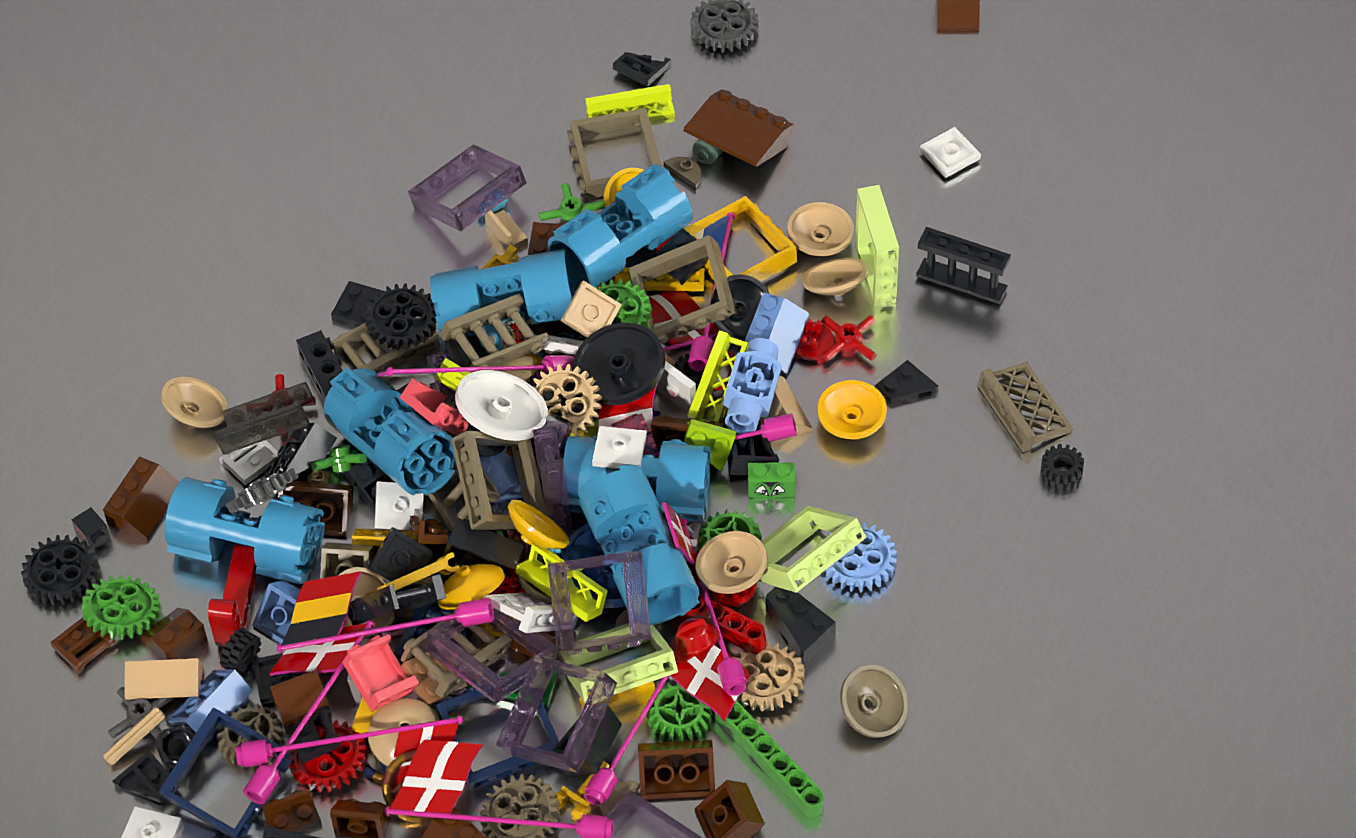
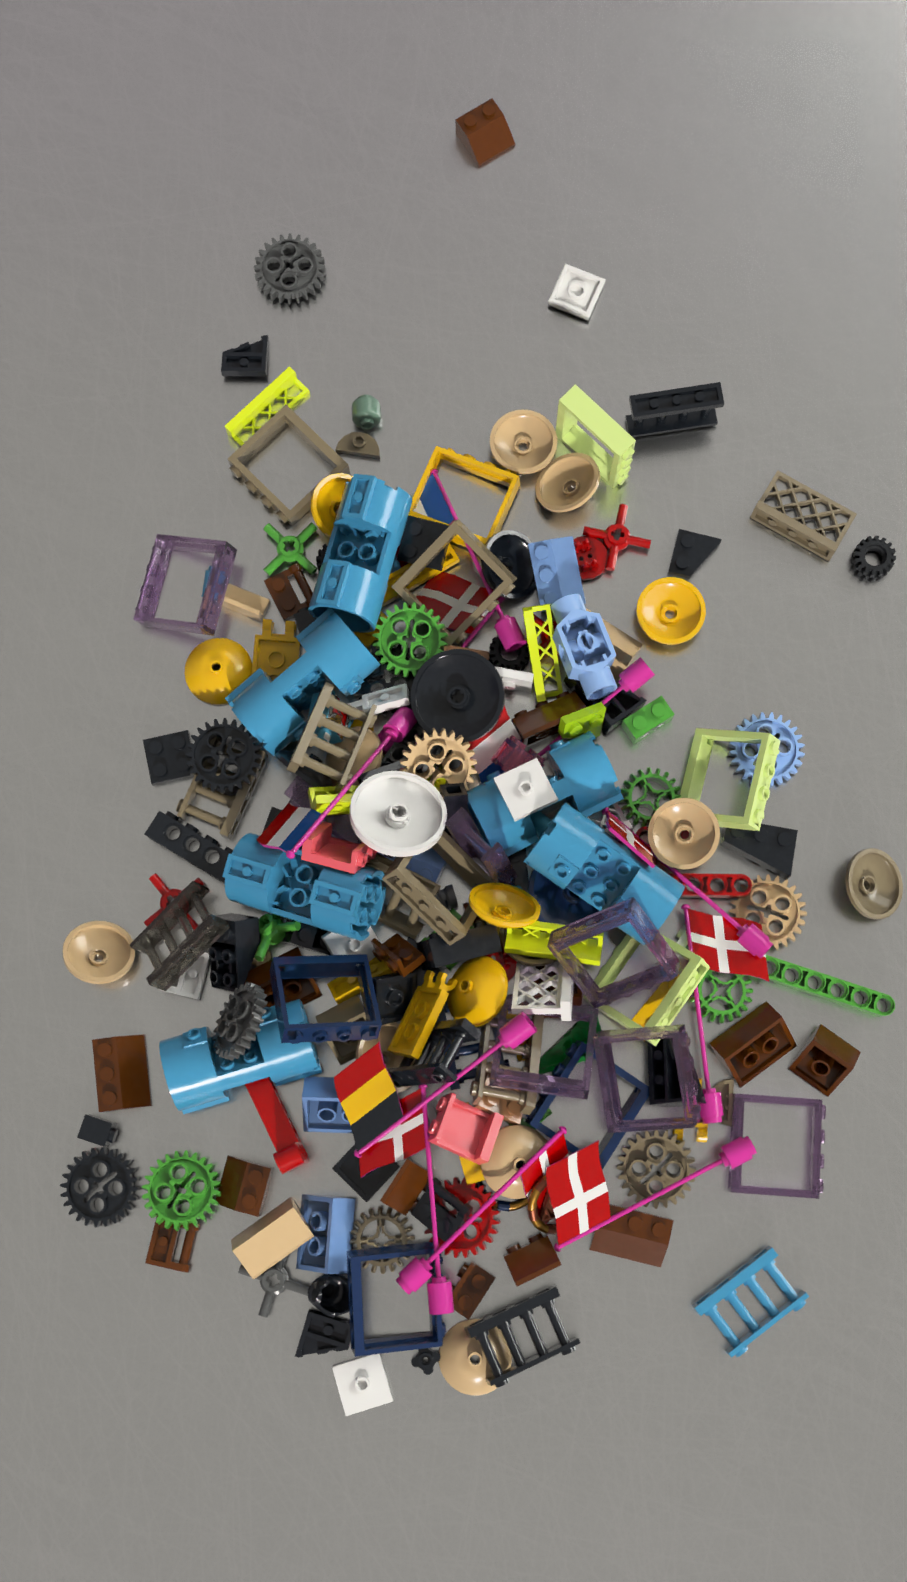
camera: 30 degrees left, 25 degrees up
(133, 736) = (285, 1306): tan axle -> none
(240, 651) = (319, 1171): black tyre -> none
(352, 496) = (325, 967): none -> dark blue window
(443, 257) = (213, 685): none -> yellow dish
(590, 310) = (397, 658): tan plate -> none
(693, 638) = (698, 925): red piece -> none
(740, 128) = (384, 378): reddish brown slope -> none

